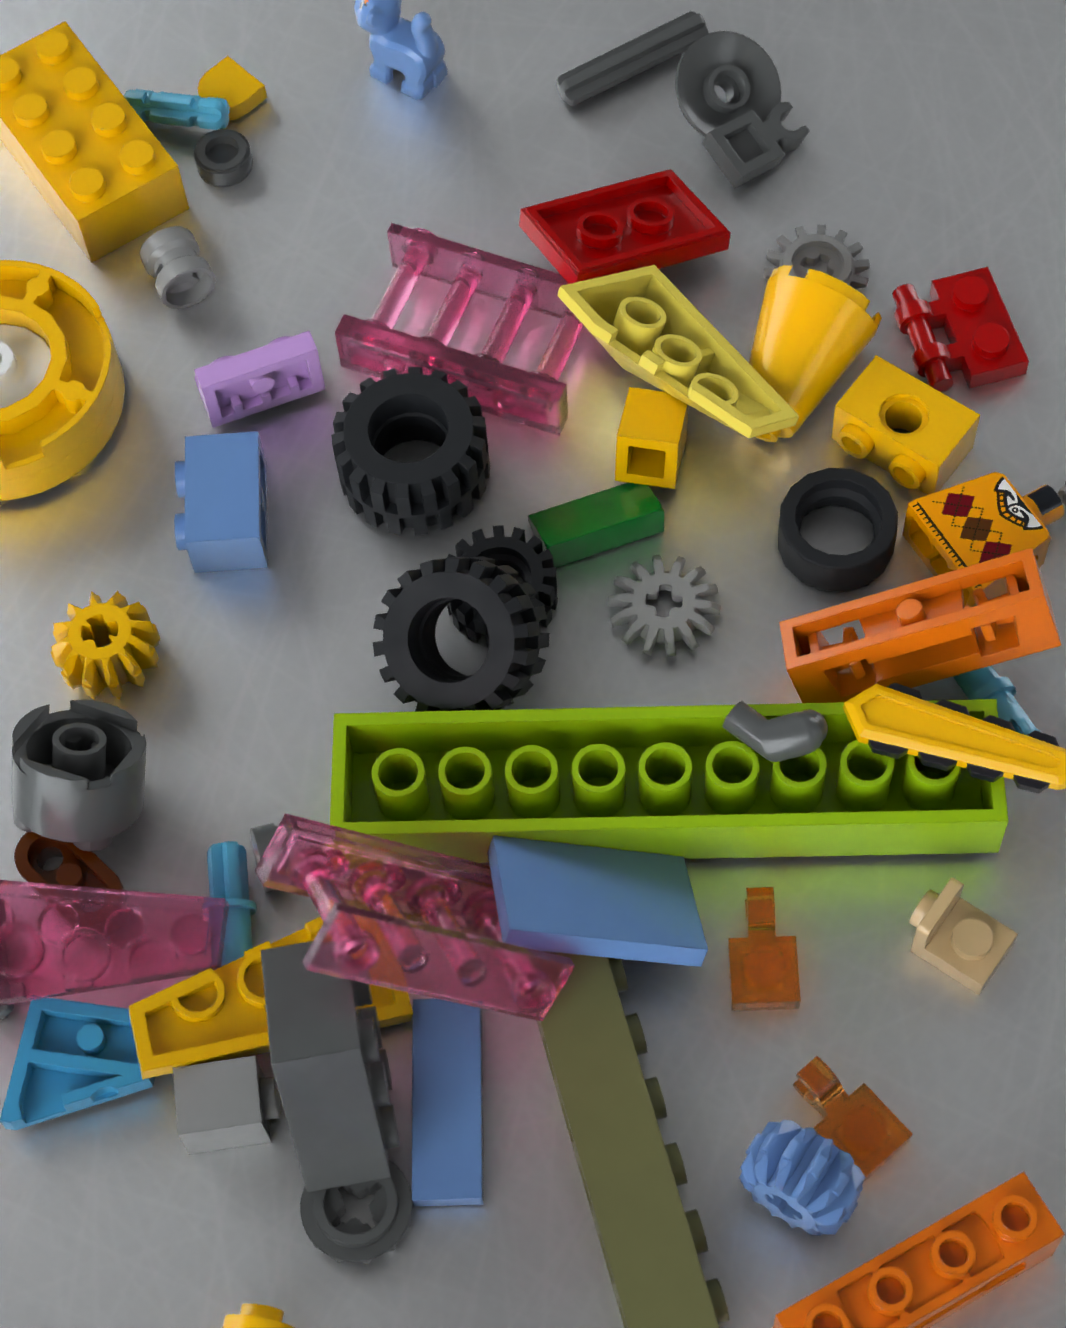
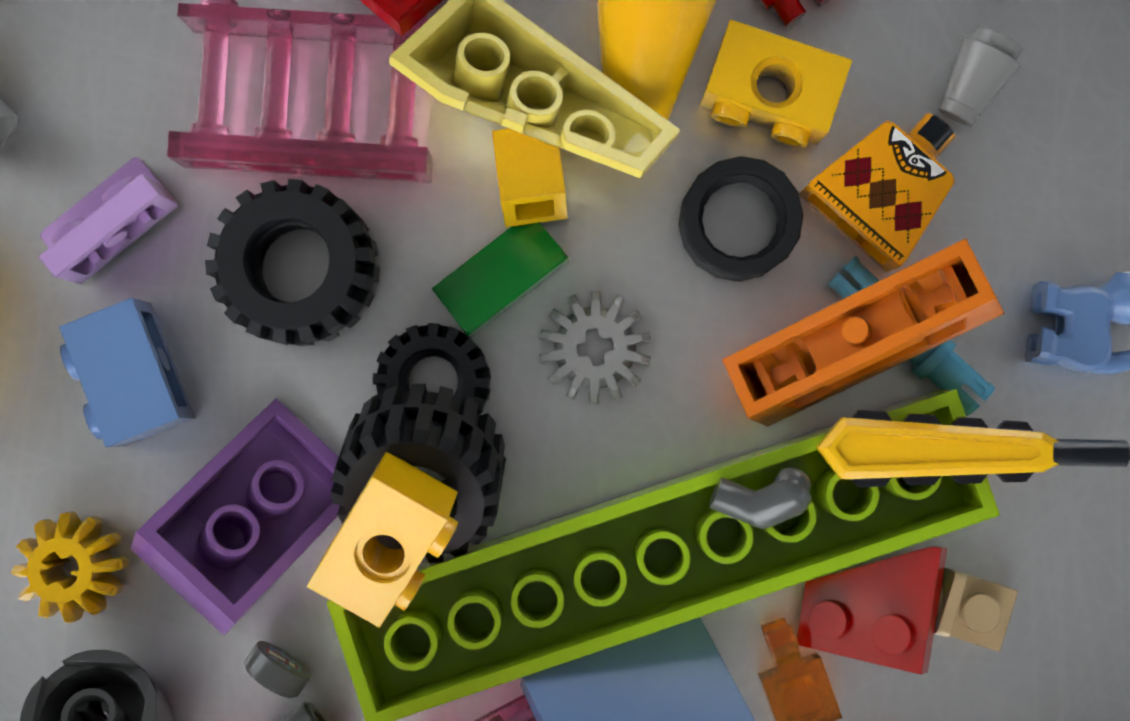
camera: 25 degrees left, 25 degrees up
(258, 789) = (276, 670): none -> dark grey tile
(277, 650) = (243, 517): none -> medium lavender slope
(374, 653) = (362, 571): none -> yellow brick
(865, 897) = (877, 610): none -> red wing

